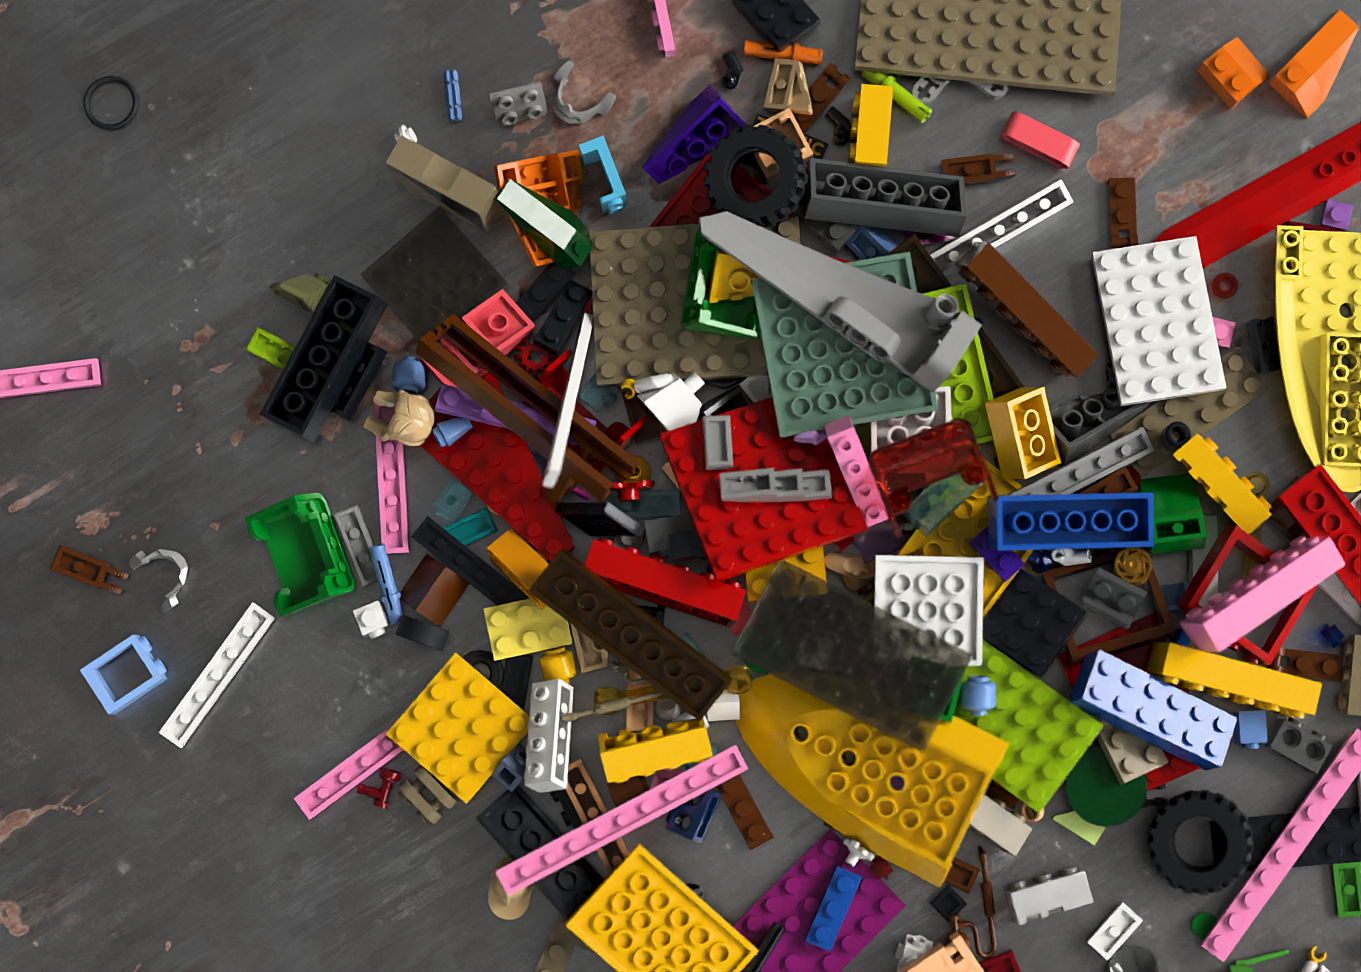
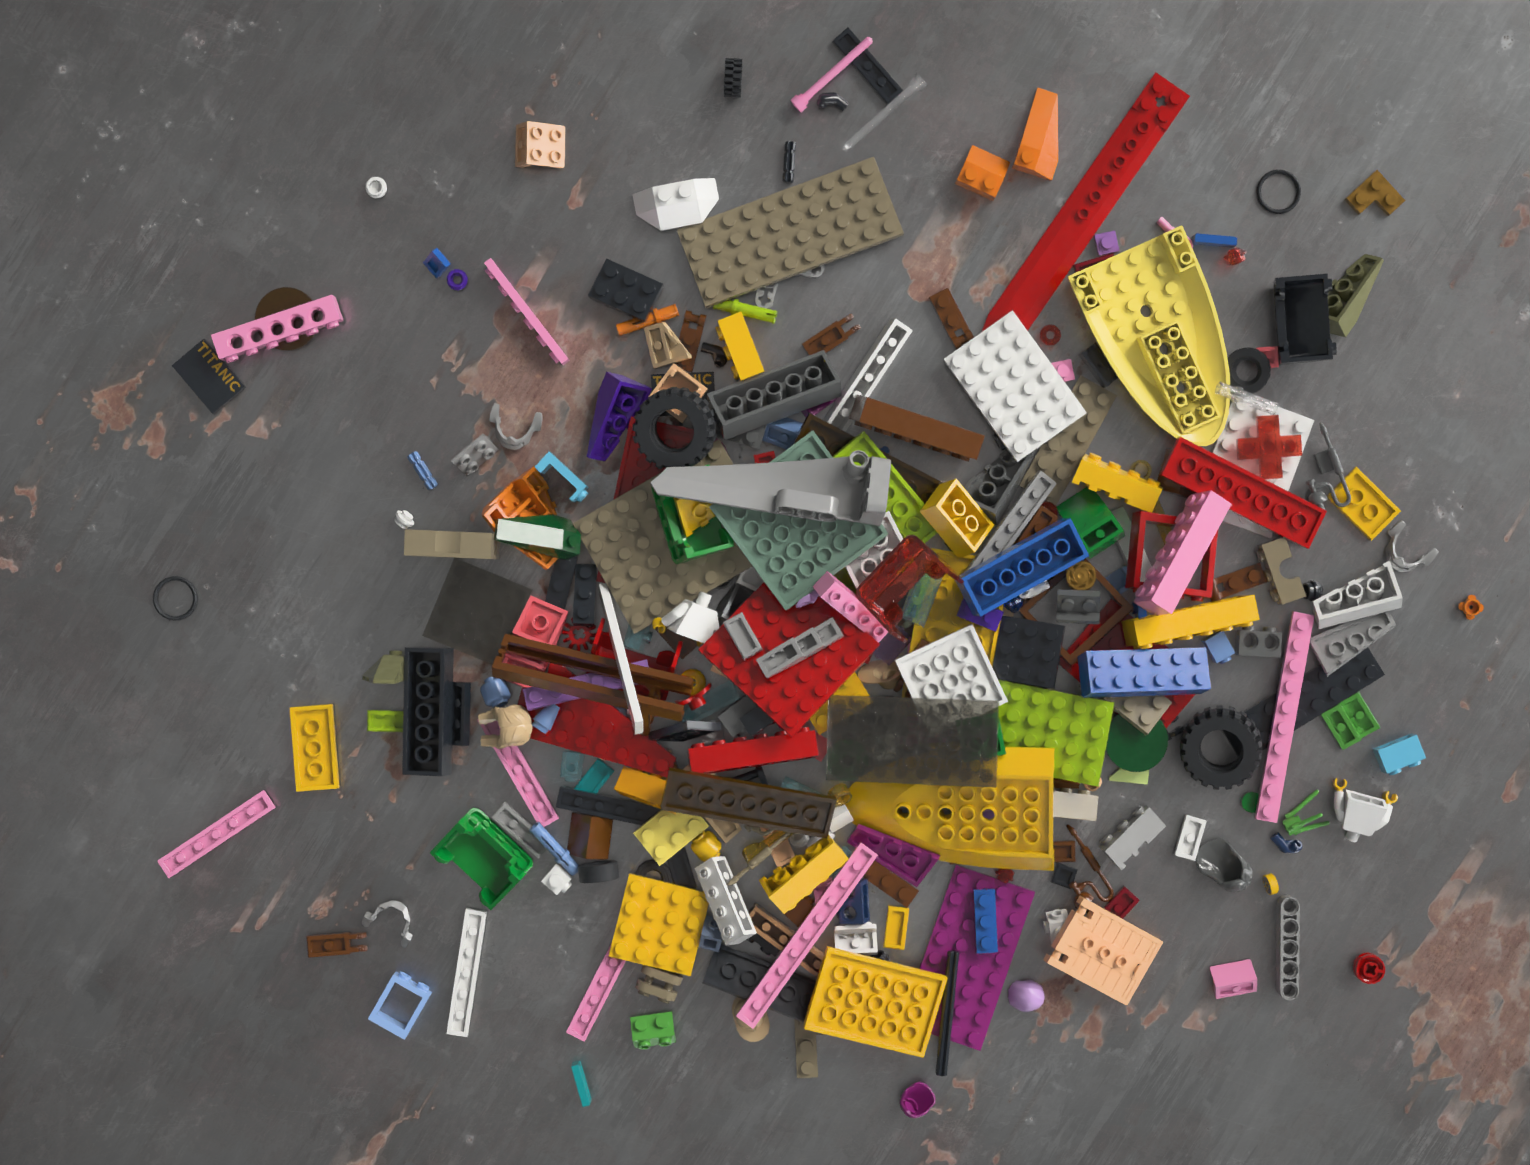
camera: 30 degrees left, 5 degrees up
(178, 339) = (314, 747): none -> yellow plate
(281, 866) = (581, 1083): none -> teal tile
(381, 795) = (625, 999): dark red piece -> none
(392, 846) = (653, 1030): none -> bright green bracket
(677, 854) = (856, 938): none -> white bracket
(727, 867) = (896, 927): none -> yellow tile
(734, 72) = (619, 352): black arm -> none
(768, 783) = (896, 855): none -> magenta wing
(856, 852) = (982, 873): white plant -> none
(978, 694) = (1015, 724): medium blue head -> none
(1040, 140) = (865, 293): coral beam -> none
(1183, 436) = (1073, 465): black brick -> none
(1333, 635) = (1245, 551): clear blue plate -> none

